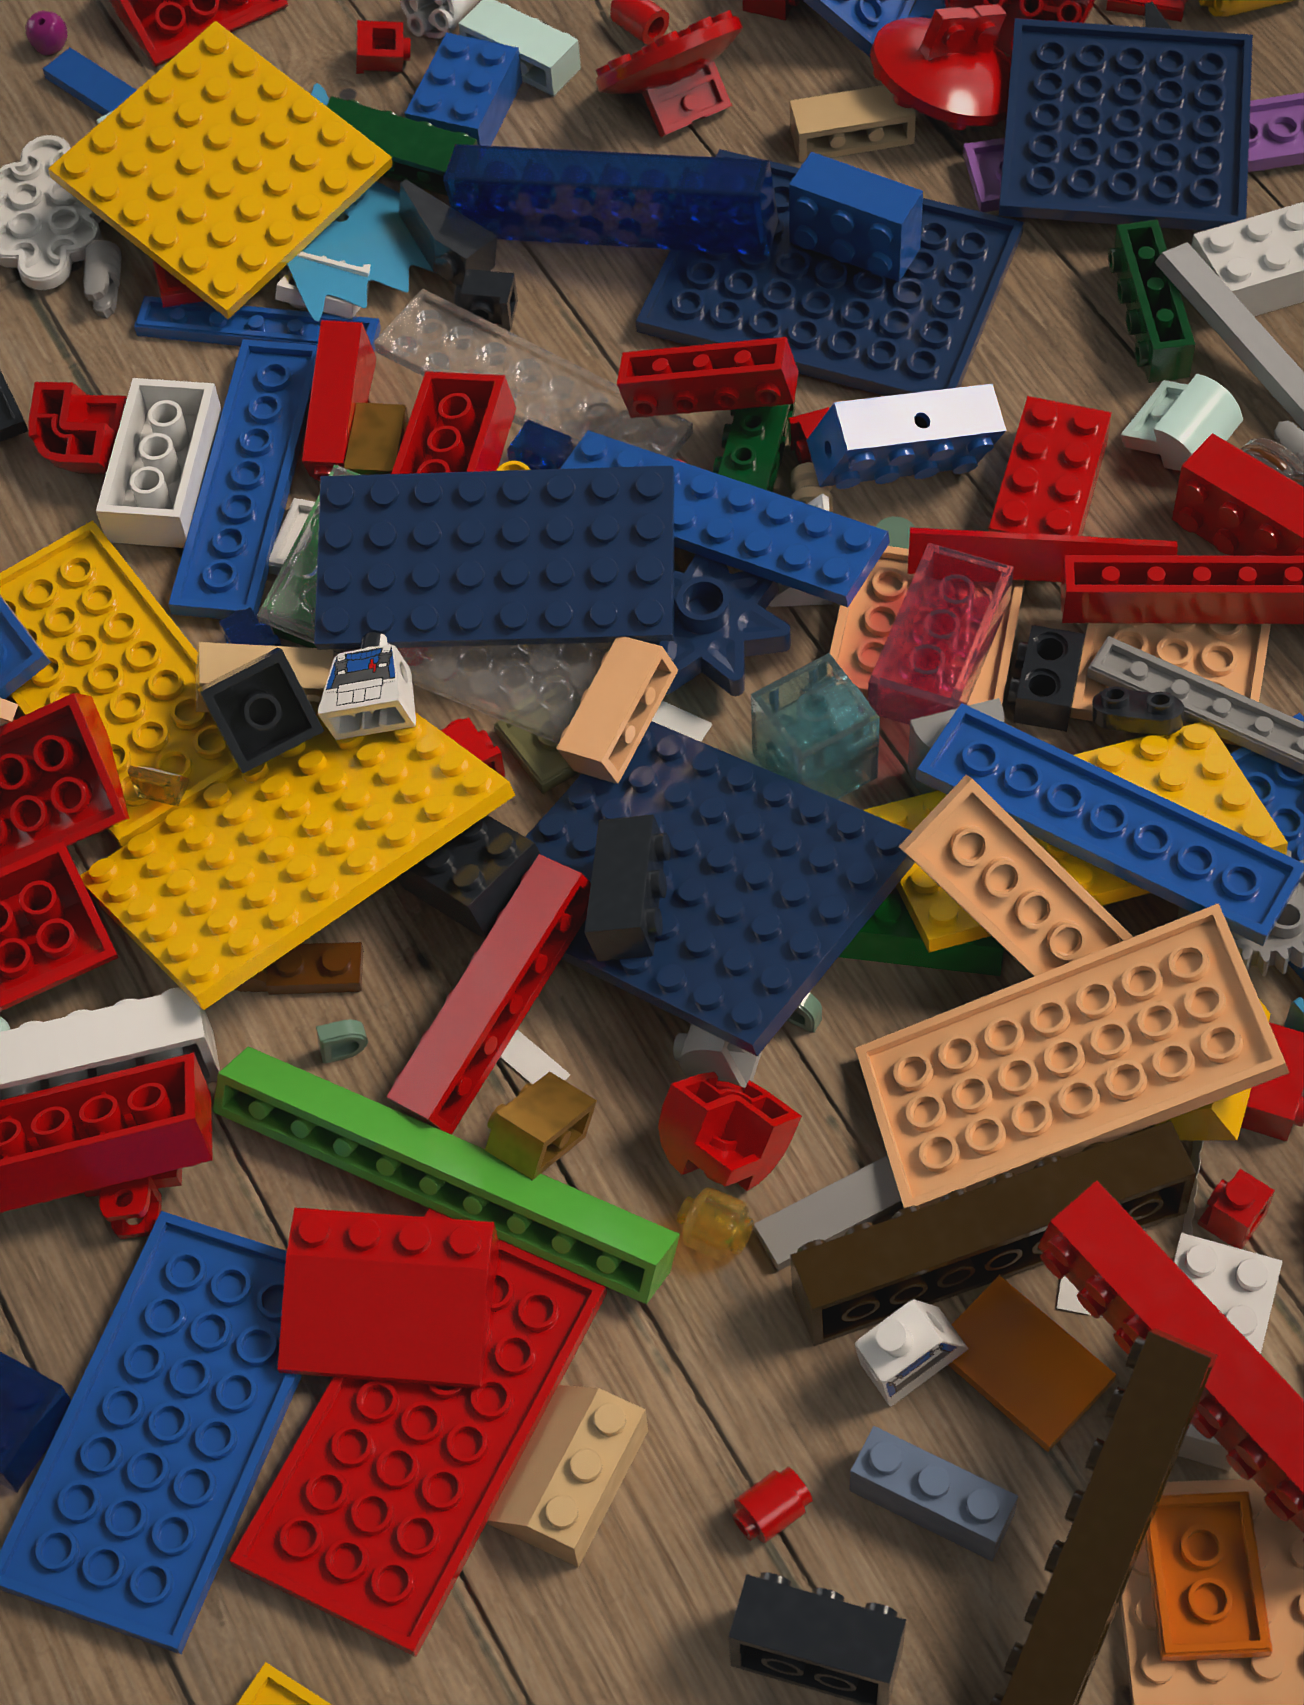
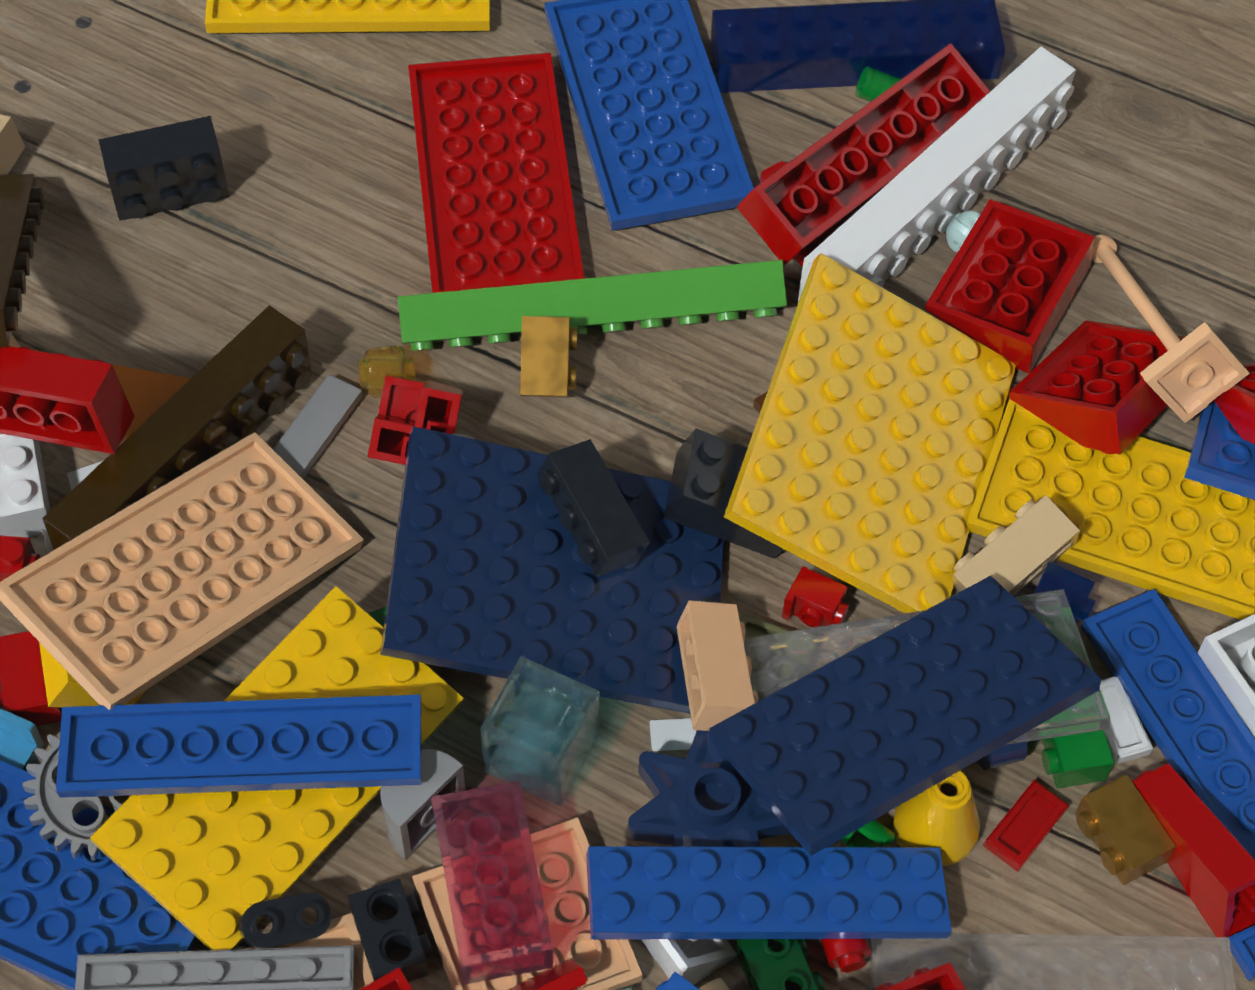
camera: 140 degrees right, 0 degrees up
(158, 784) = (1017, 438): clear yellow slope -> none
(260, 710) = (980, 499): black brick -> none
(341, 1040) = (733, 353): sand green tile -> none
(368, 691) = (912, 560): white torso -> none
(387, 1297) = (566, 213): red slope -> none
(457, 424) = (1049, 836): red brick -> none
(493, 995) = (642, 413): red brick -> none
(530, 1059) = (600, 423): white sticker -> none
(540, 447) = (982, 907): clear blue brick -> none
(570, 1471) = (383, 194): tan slope -> none
(771, 1505) = (242, 237): red brick -> none
(908, 1349) = (197, 340): white torso -> none
(933, 1493) = (140, 289): sand blue brick -> none
(1009, 882) = (275, 640): light nougat plate -> none

